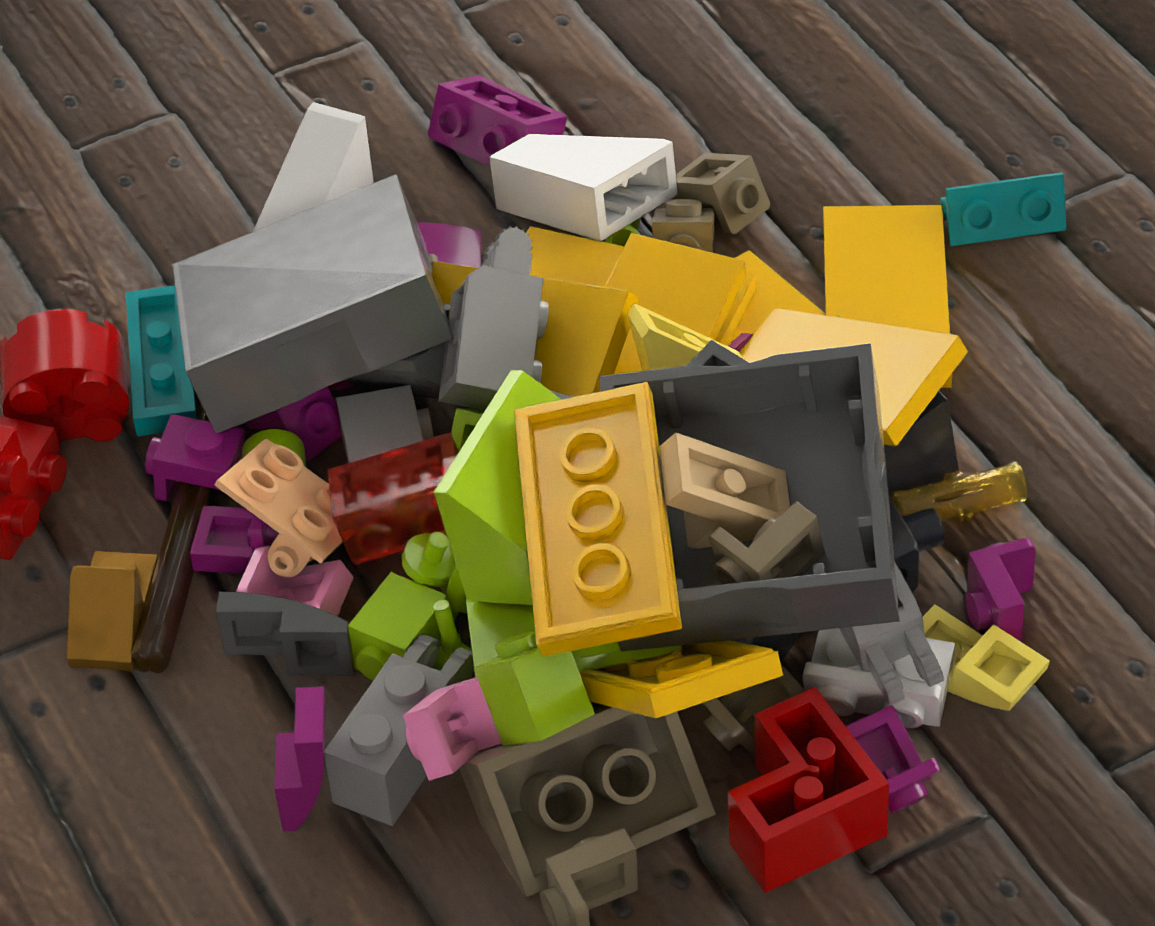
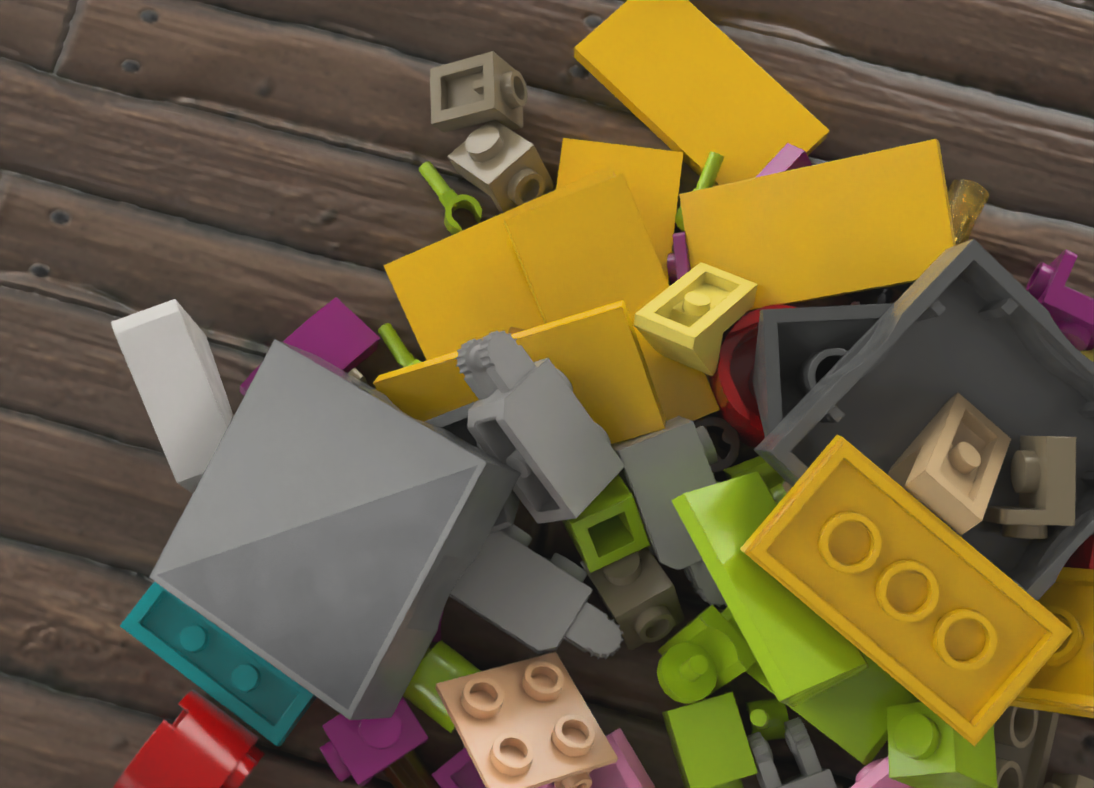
camera: 50 degrees left, 30 degrees up
(390, 497) = (606, 642): clear red bracket -> none
(486, 117) = (223, 176): magenta bracket -> none
(583, 181) = (378, 187): white slope -> none

